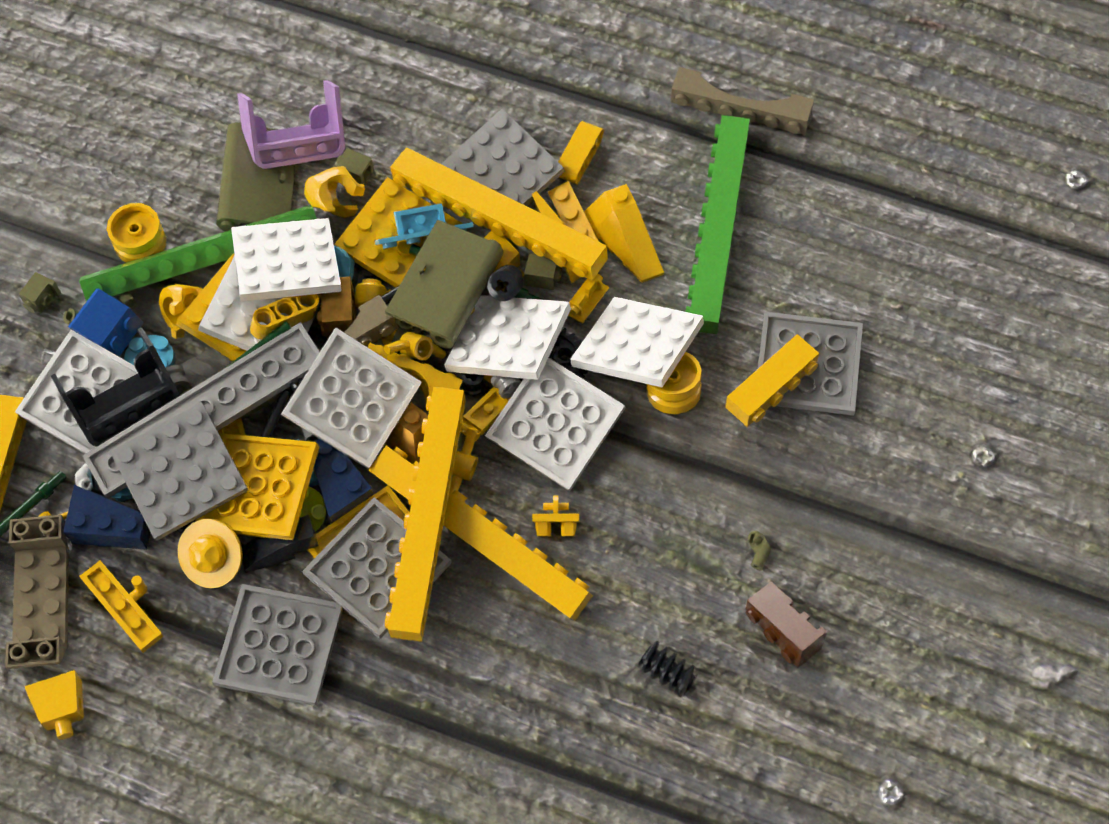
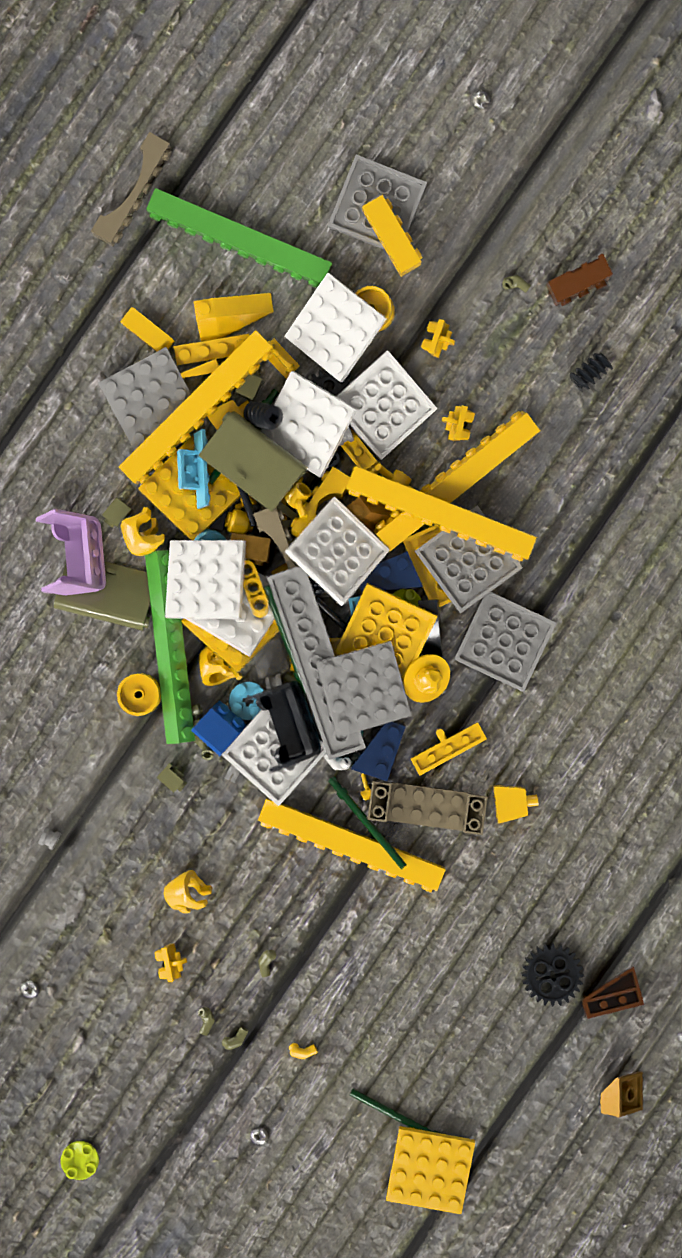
camera: 80 degrees left, 25 degrees up
(660, 470) = (440, 340): none -> yellow hips

